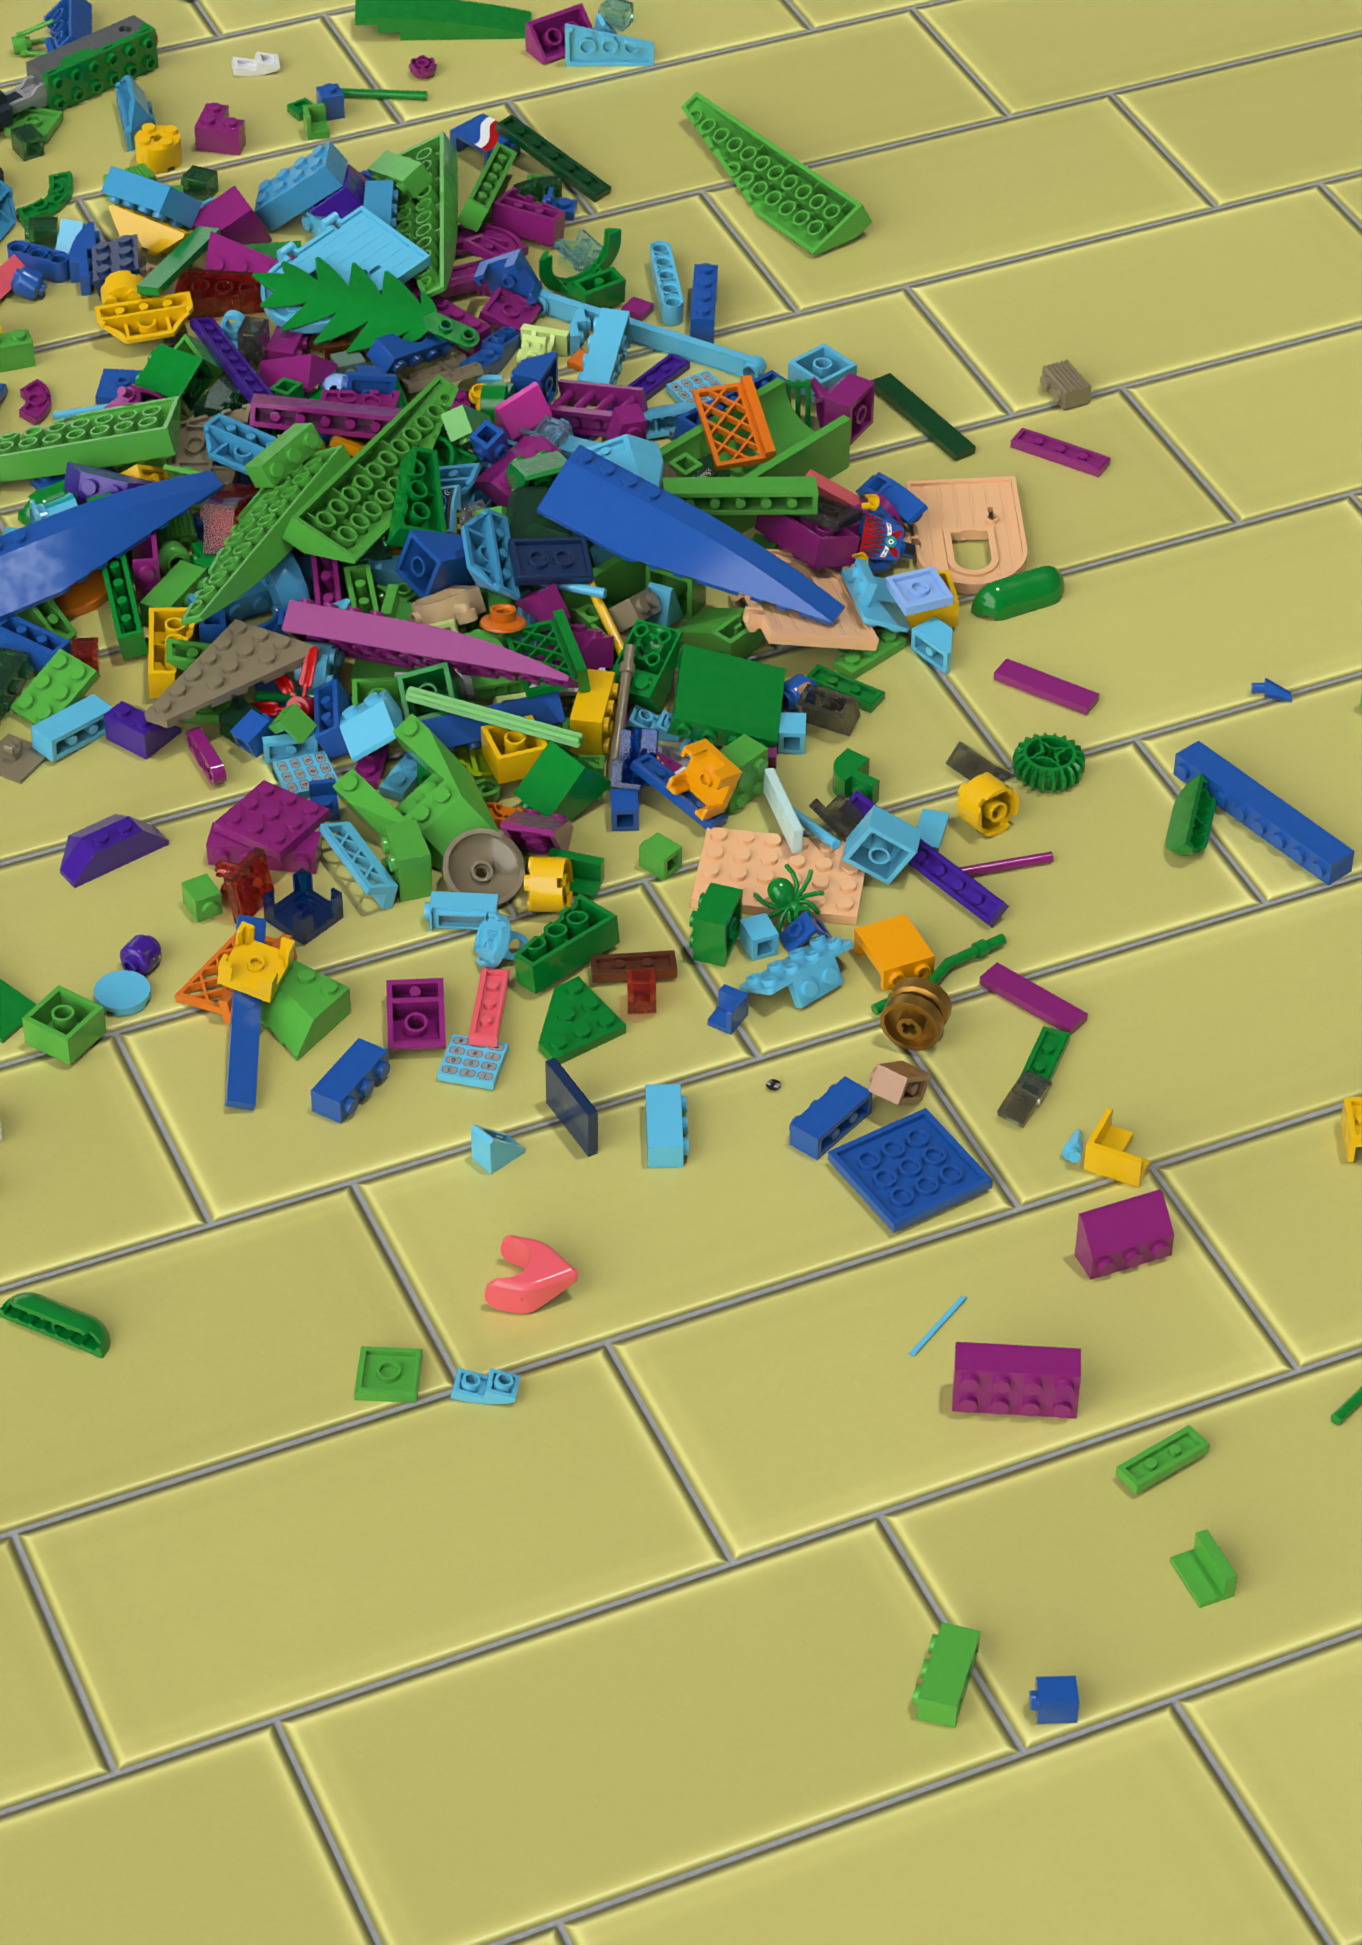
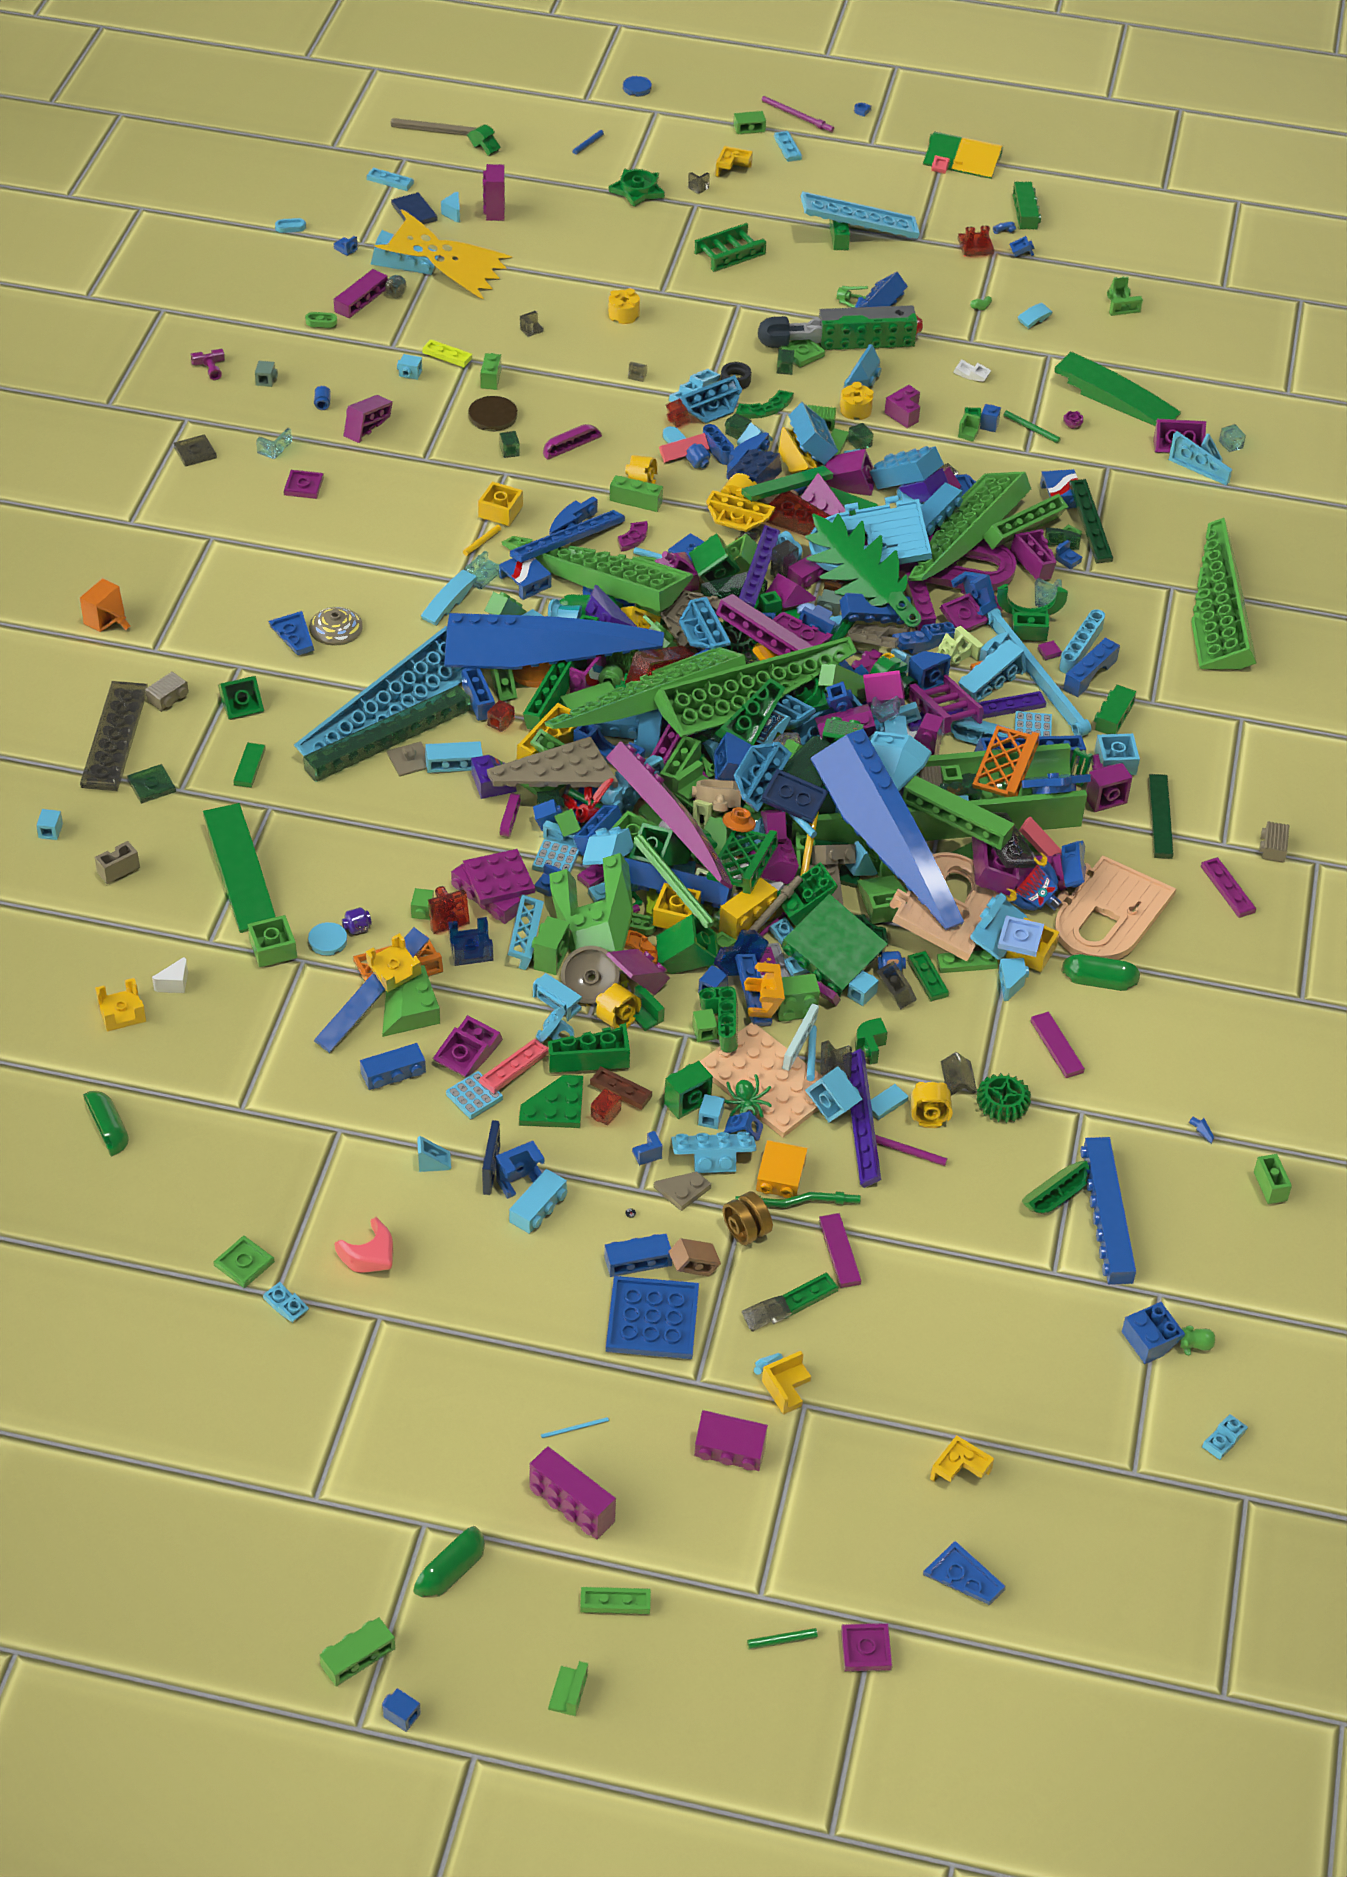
camera: 35 degrees right, 5 degrees up
(55, 688) = (465, 726): bright green plate -> none
(108, 847) = (405, 842): dark purple wedge -> none
(283, 455) = (711, 644): bright green brick -> none
(408, 174) = (973, 488): bright green brick -> none
(490, 247) = (987, 564): magenta wing -> none
(611, 1099) = (517, 1164): none -> blue panel
(672, 822) = (725, 1004): none -> green beam
(771, 334) = (1115, 710): none -> green brick
(804, 423) = (1055, 783): none -> blue plate
(805, 1030) = (683, 1189): none -> dark tan wing
(957, 1531) = (451, 1563): none -> green brick

